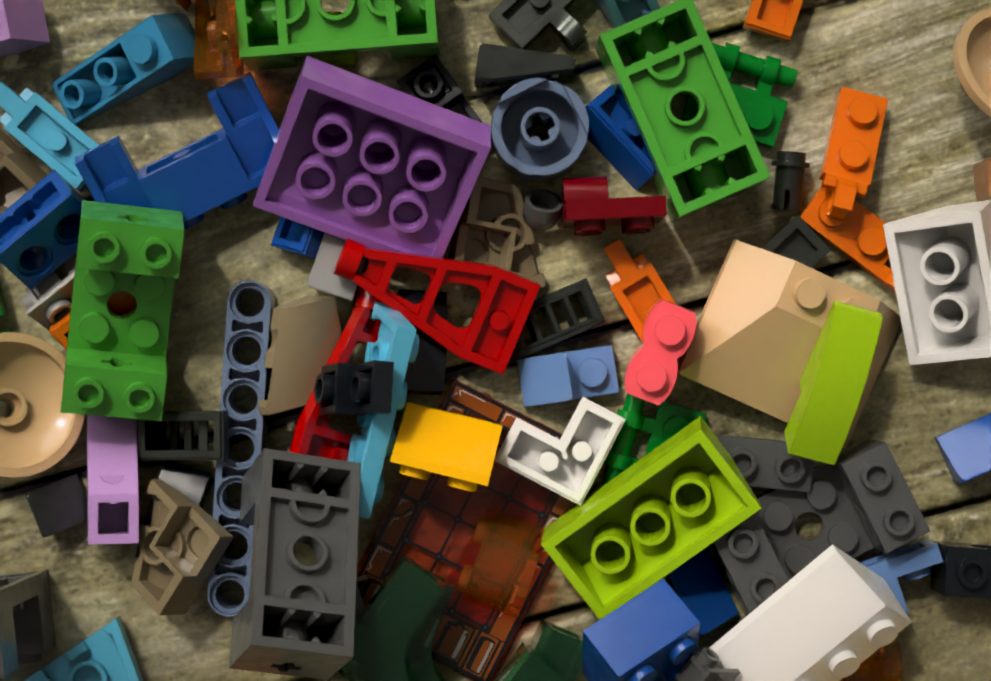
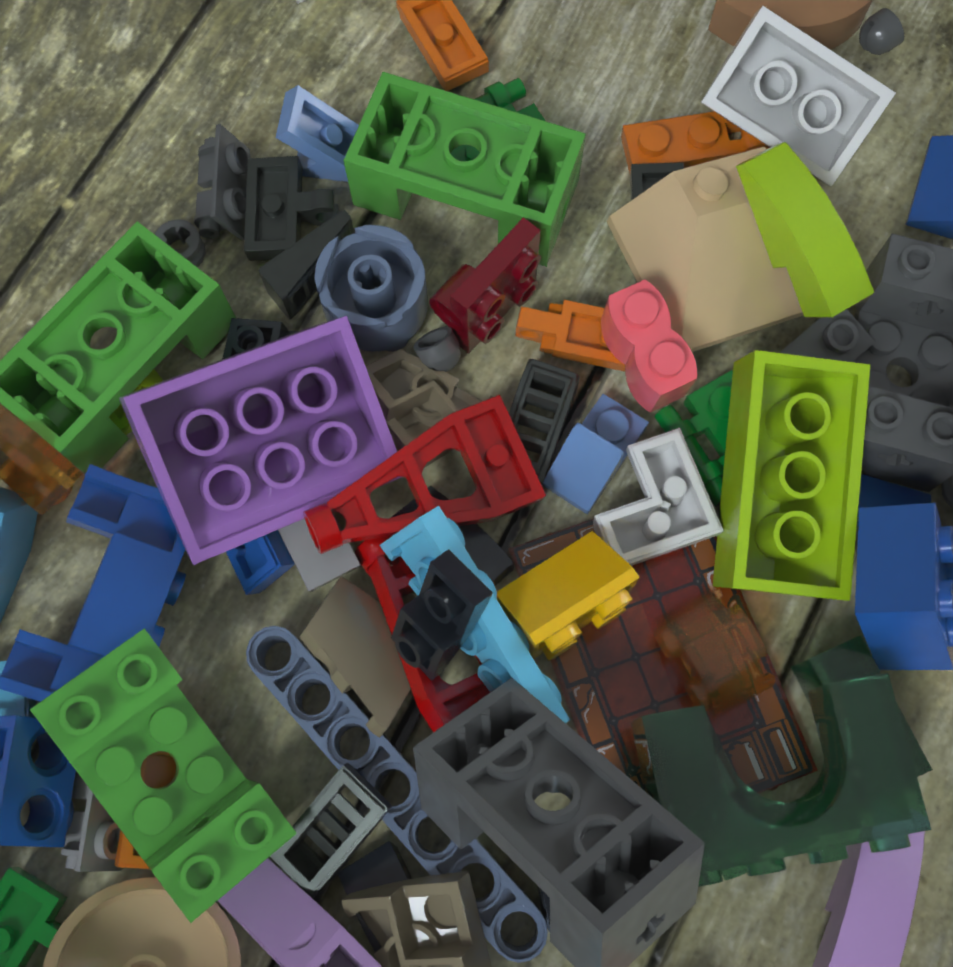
camera: 45 degrees left, 15 degrees down
(618, 137) = (448, 239): blue slope -> none
(789, 176) = (601, 155): pearl dark grey pin -> none
(851, 148) = (617, 89): orange hinge -> none

